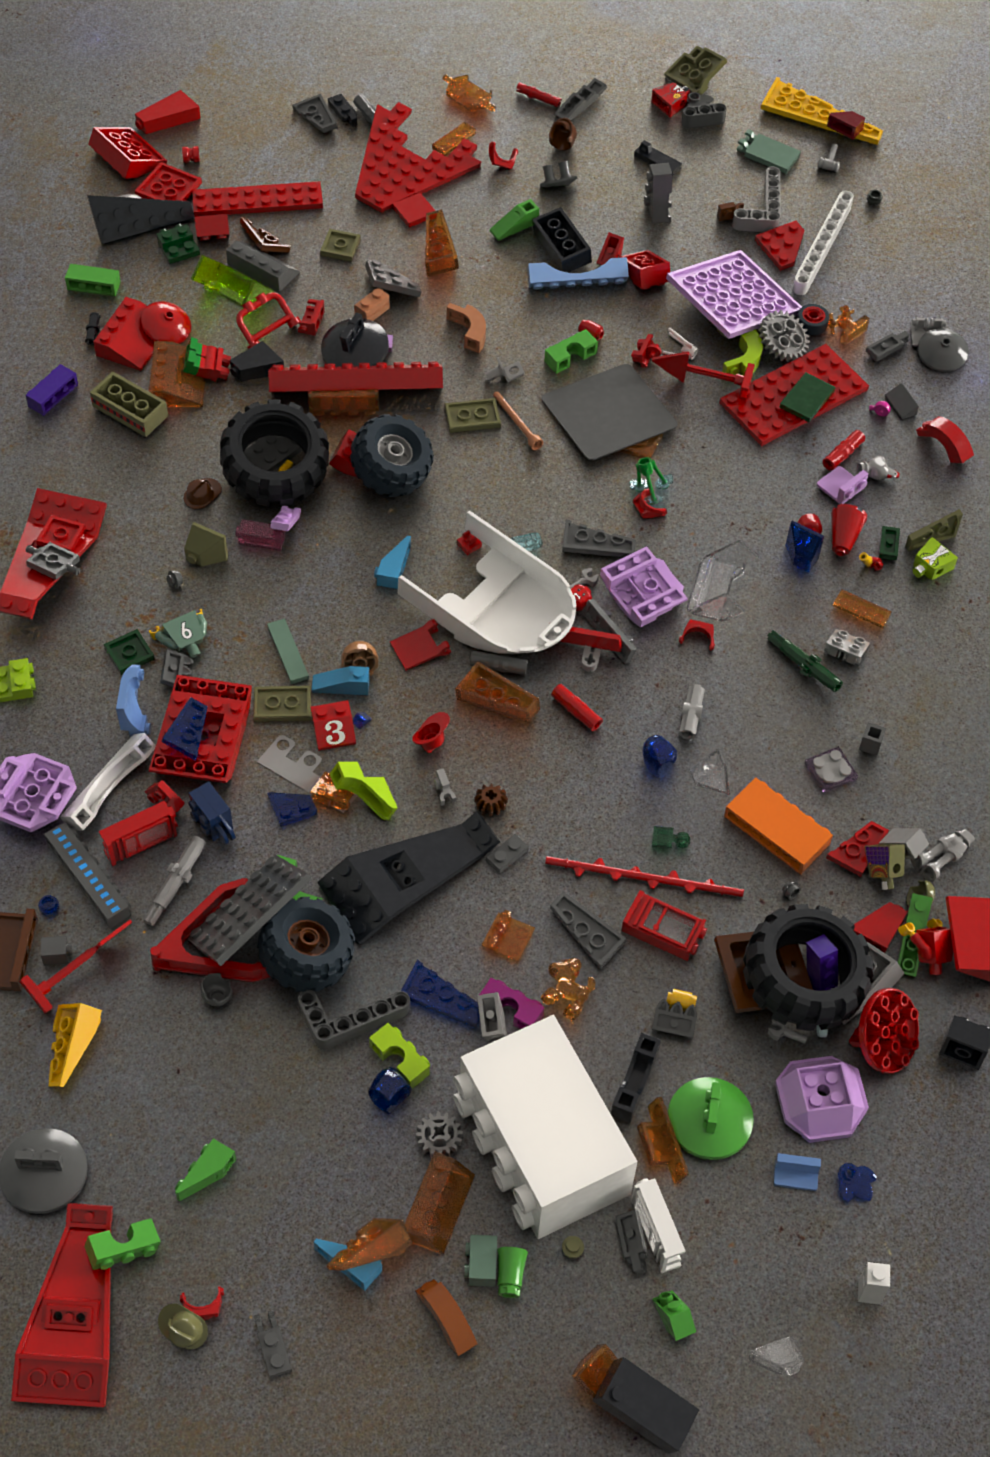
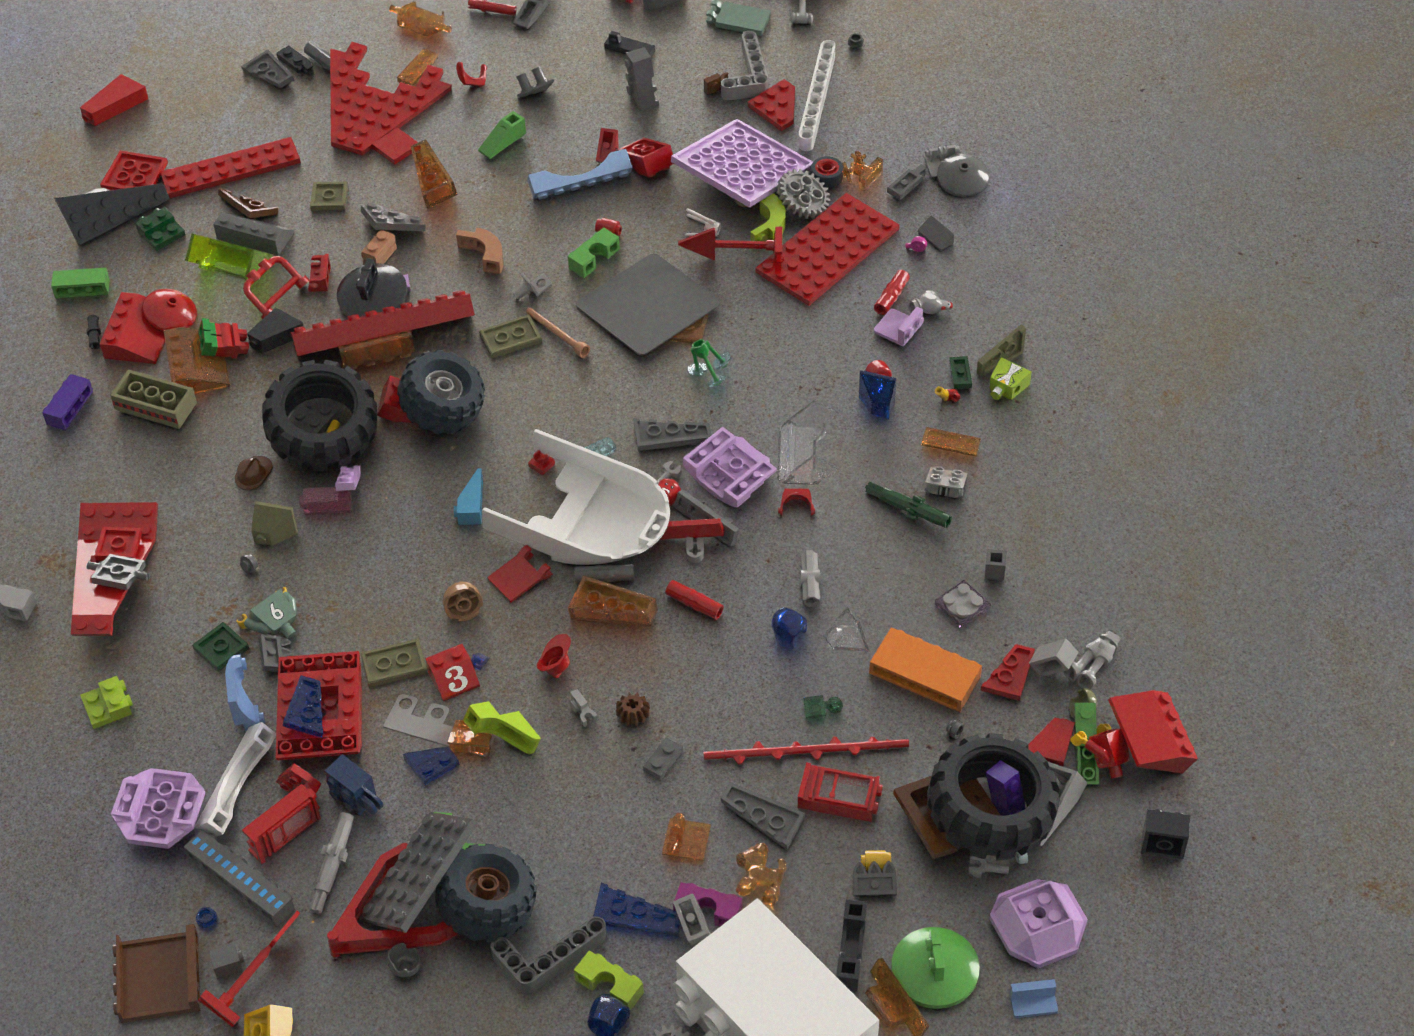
camera: 10 degrees left, 5 degrees down
(125, 151) = (79, 147): red slope -> none
(190, 154) = (149, 136): red wheel -> none
(212, 226) = (191, 203): red slope -> none
(288, 651) = (385, 610): sand green tile -> none
(346, 680) = (451, 626): dark azure slope -> none
(372, 889) = (542, 827): black wing -> none
(562, 134) = (527, 41): reddish brown piece -> none
(562, 240) = (555, 145): black brick -> none
(646, 510) = (710, 392): red helmet -> none
(647, 351) = (669, 236): red hips -> none
(807, 397) = (842, 248): dark green tile -> none
(846, 527) = (914, 366): red cone -> none
(856, 1185) = (1096, 996): clear blue plate -> none
(886, 862) = (1041, 680): olive torso -> none
(887, 1030) = (1086, 840): red bracket -> none
(950, 437) = (992, 256): red arch -> none

